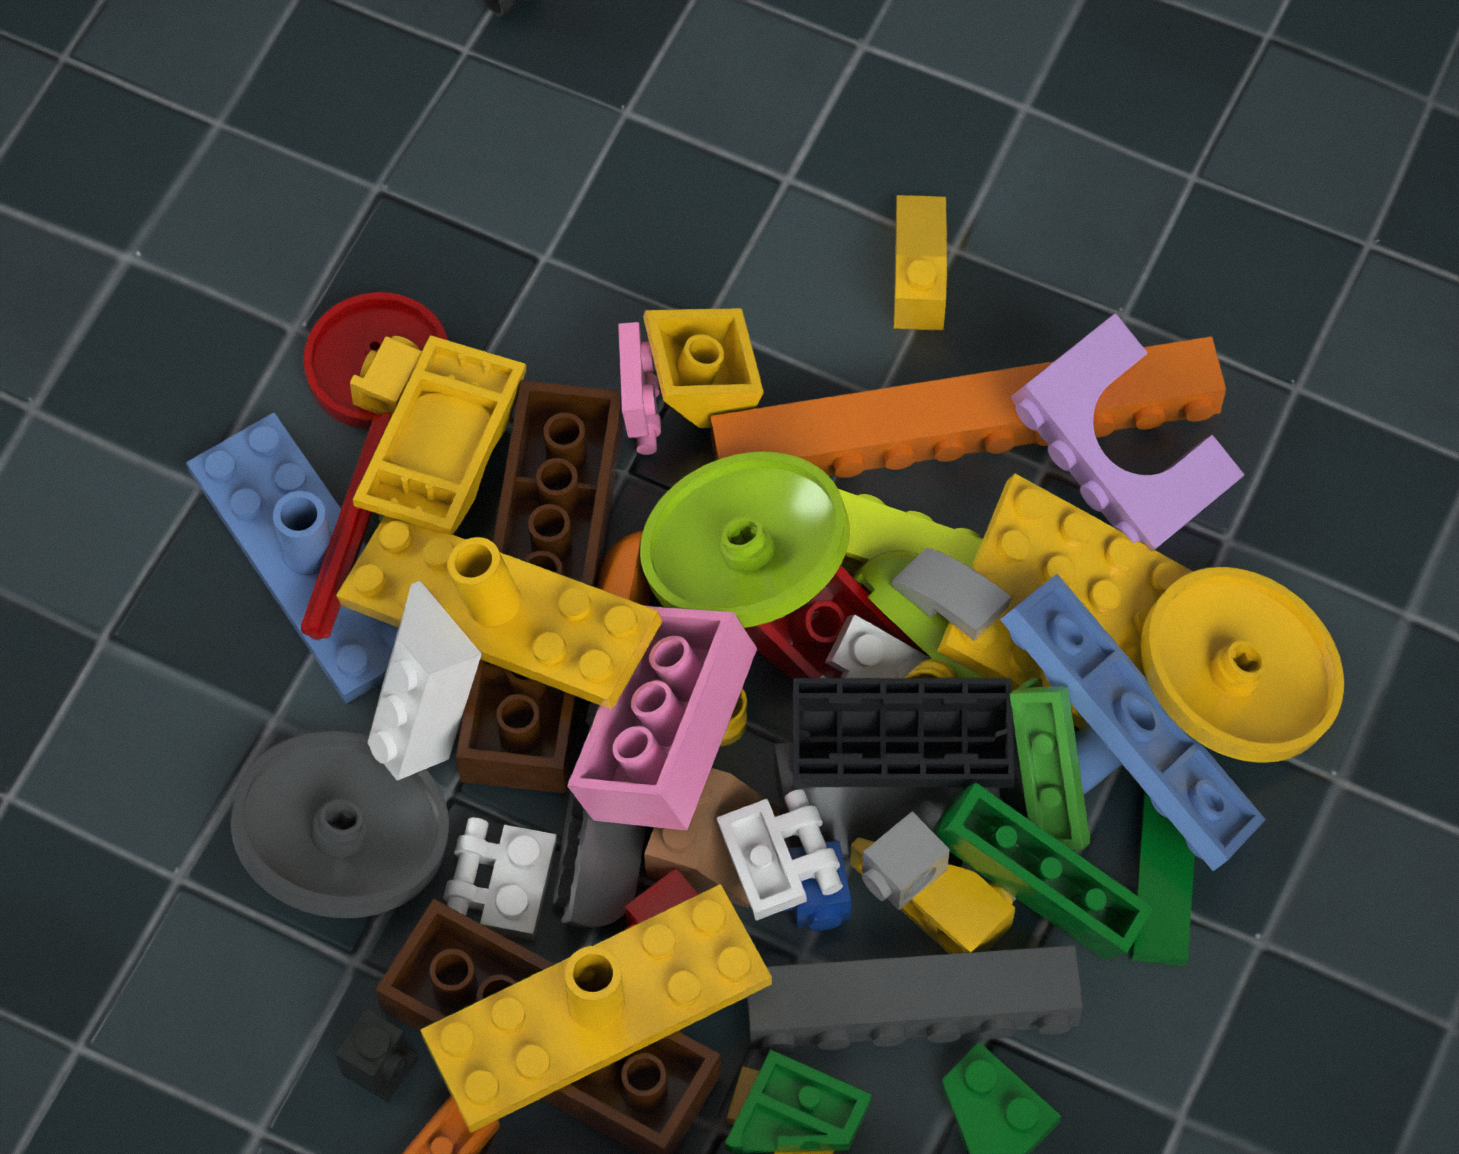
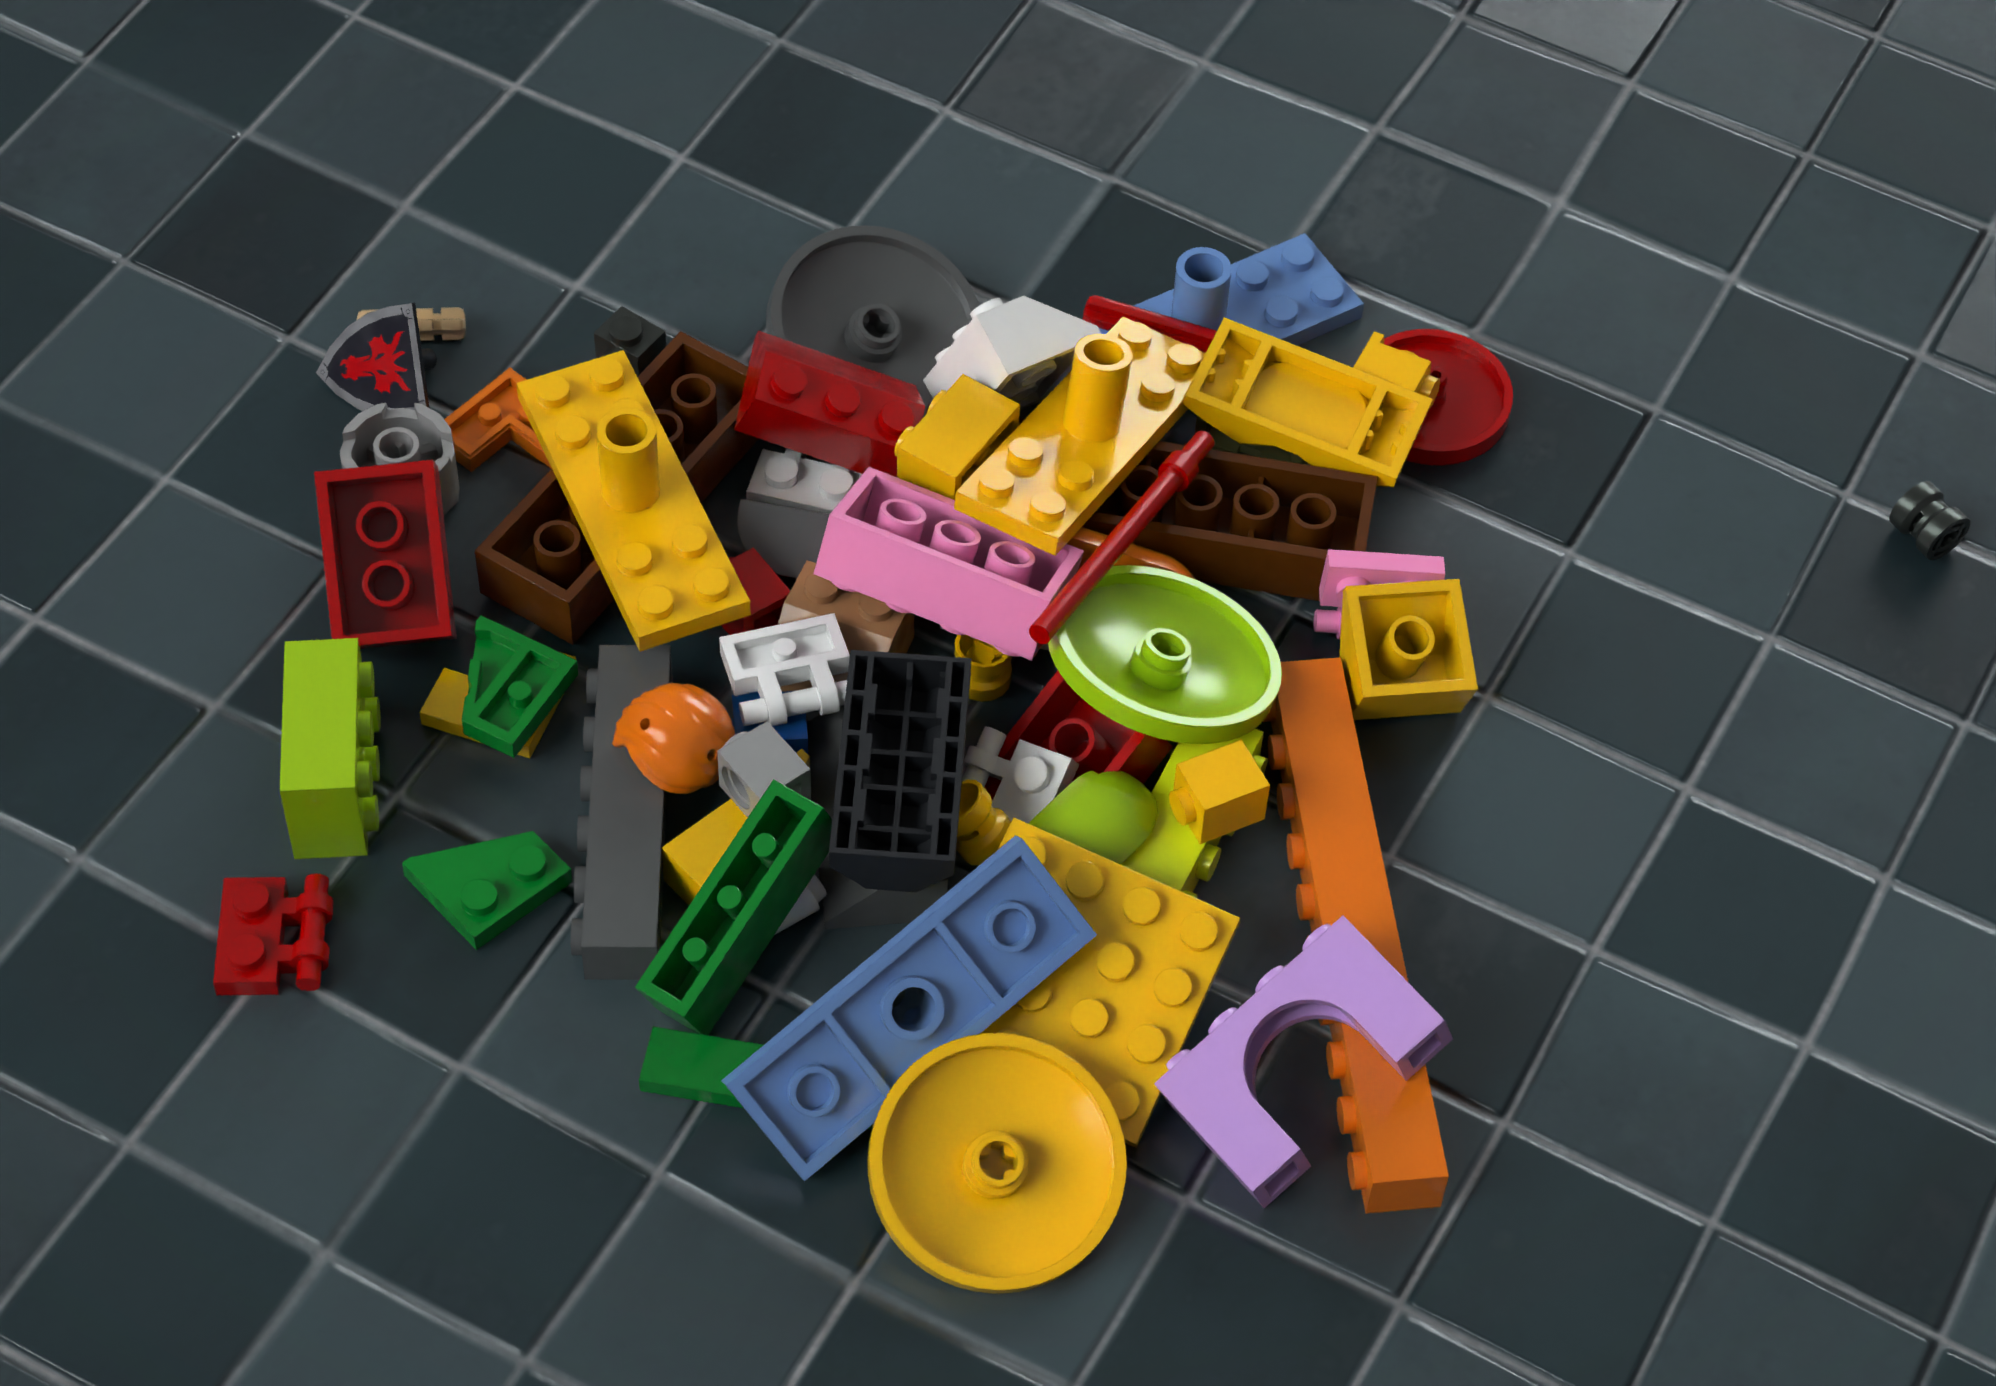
camera: 90 degrees right, 10 degrees down
(458, 842) = (825, 406): none -> red slope
(524, 717) = (955, 436): none -> yellow brick
(544, 534) = (1173, 476): none -> red bar
(850, 932) = (675, 736): none -> orange piece
(882, 495) = (1219, 792): none -> yellow brick
(920, 263) = (1568, 896): yellow slope -> none
(952, 589) = (1077, 825): light grey slope -> none
(1050, 762) = (855, 925): bright green panel -> none

